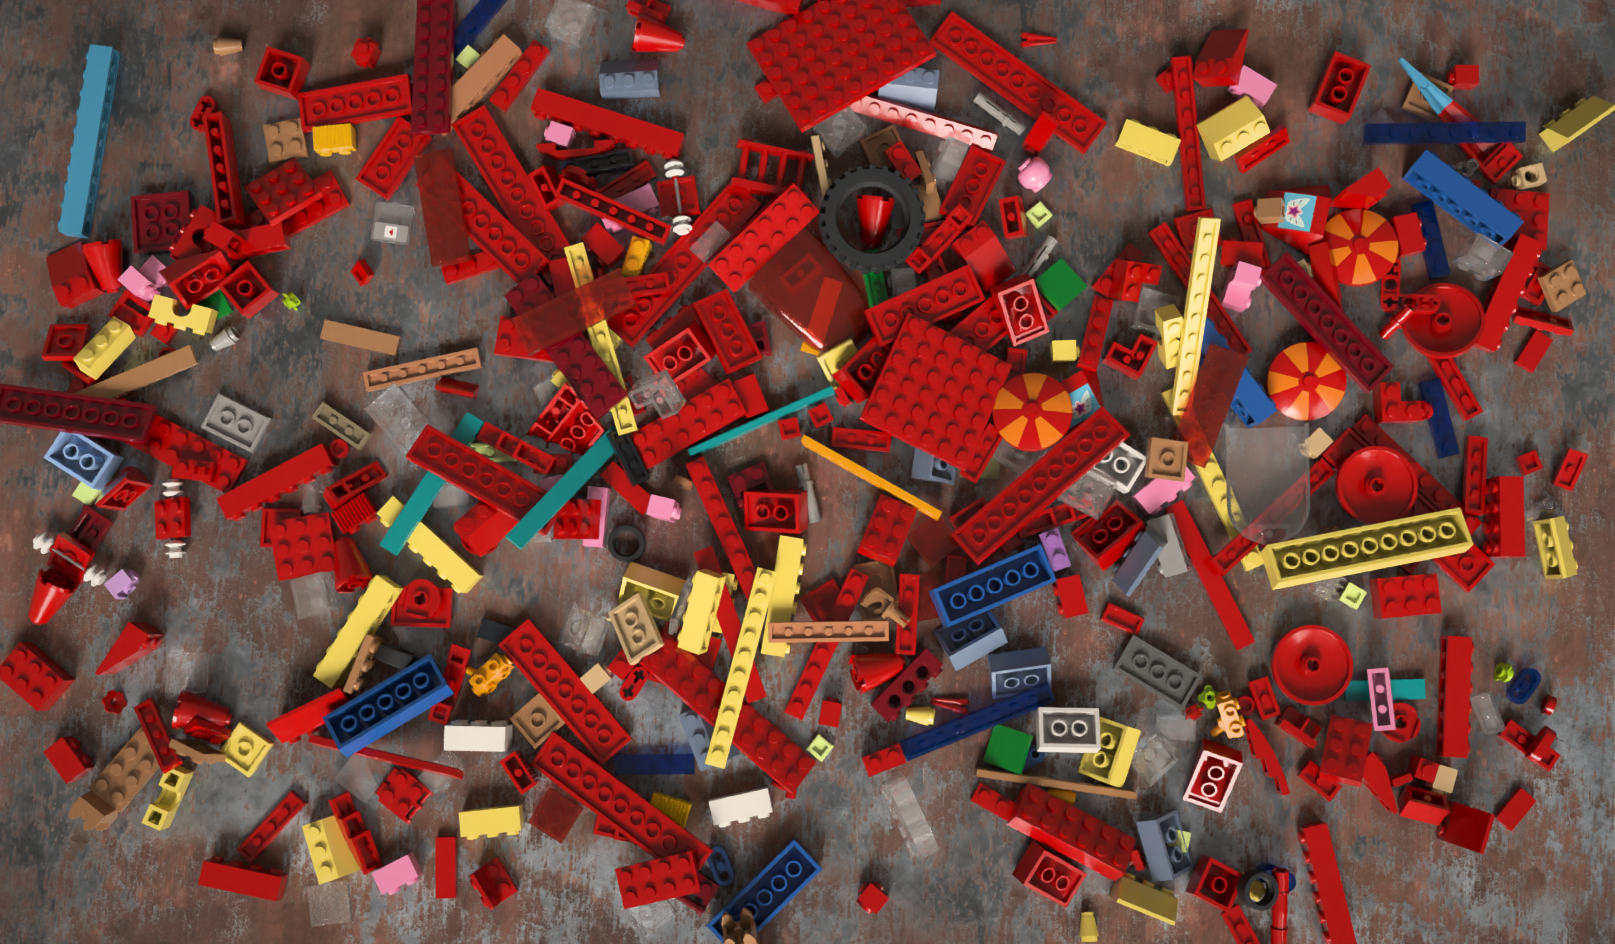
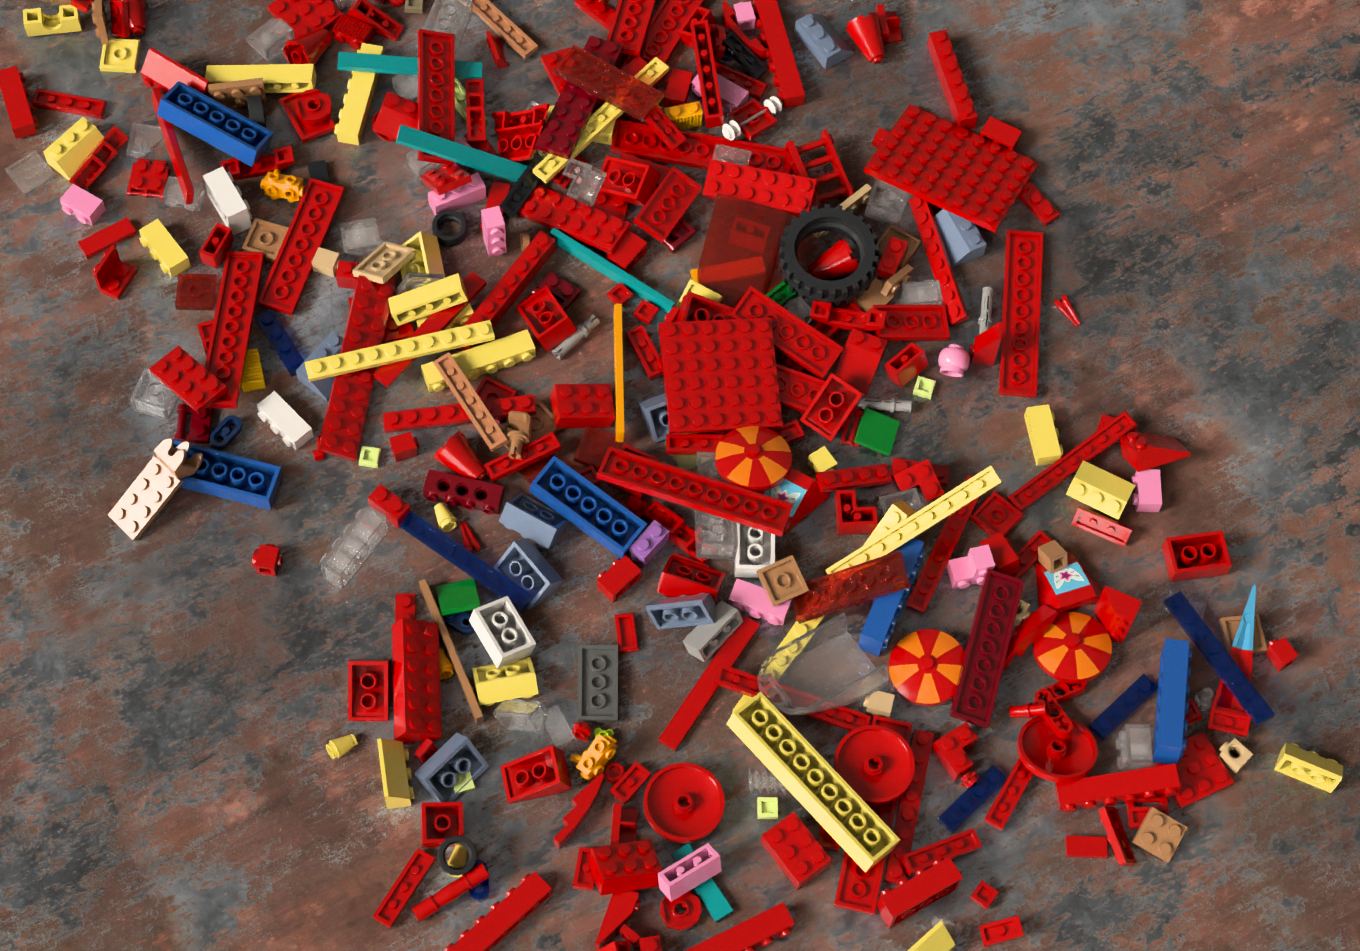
camera: 50 degrees right, 20 degrees down
(630, 680) = (338, 292): red beam -> none
(1408, 234) = (1111, 682): red brick -> none

